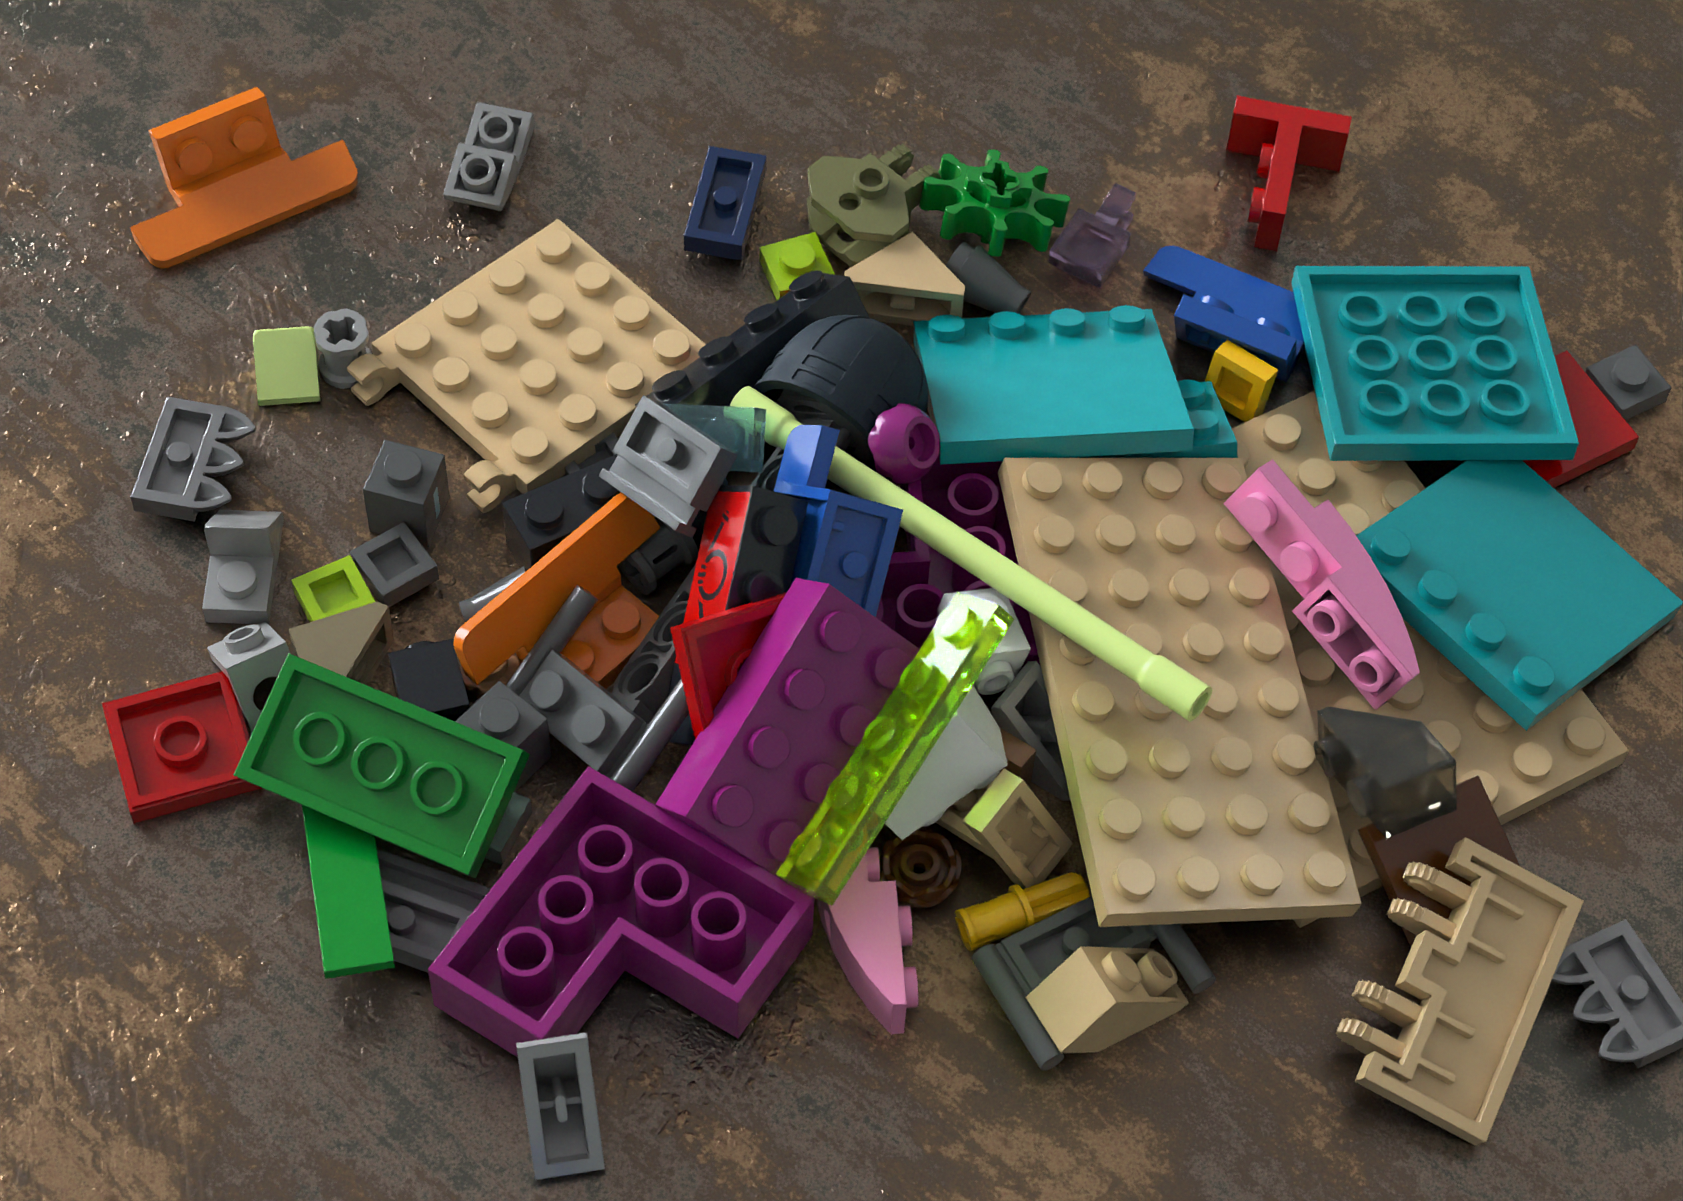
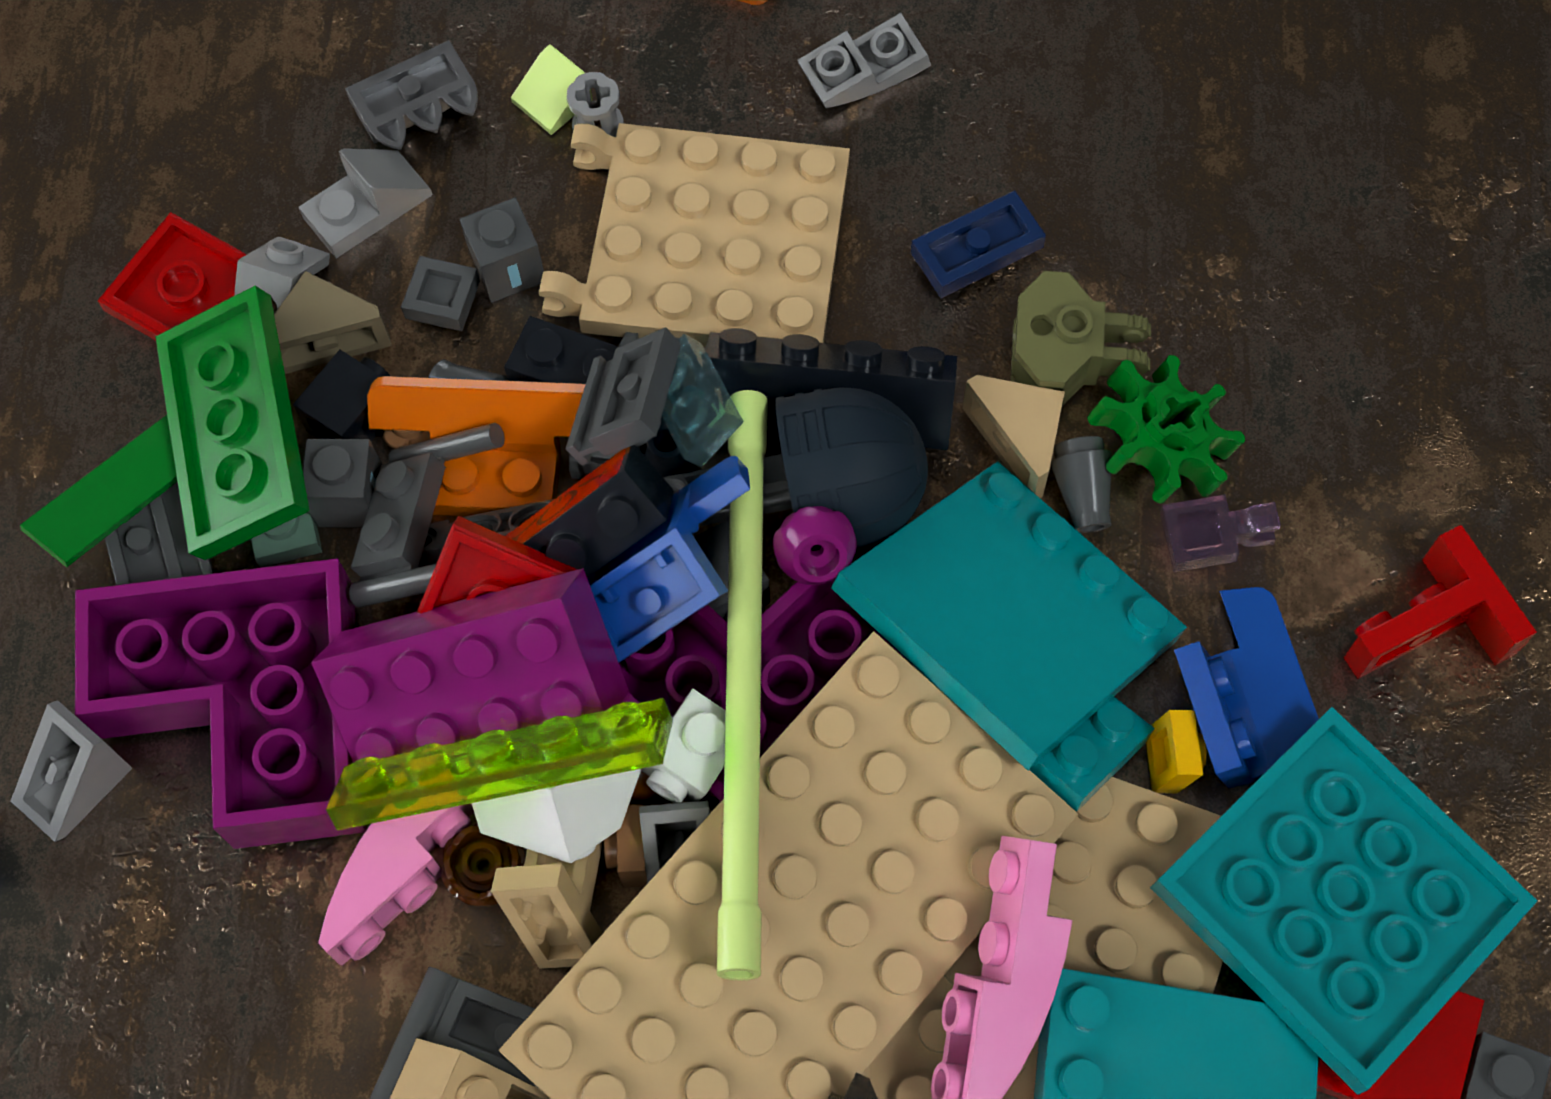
camera: 55 degrees right, 10 degrees up
(331, 589) = (379, 277): lime plate -> none
(790, 259) = (974, 339): lime plate -> none
(1018, 909) = (501, 965): yellow axle -> none

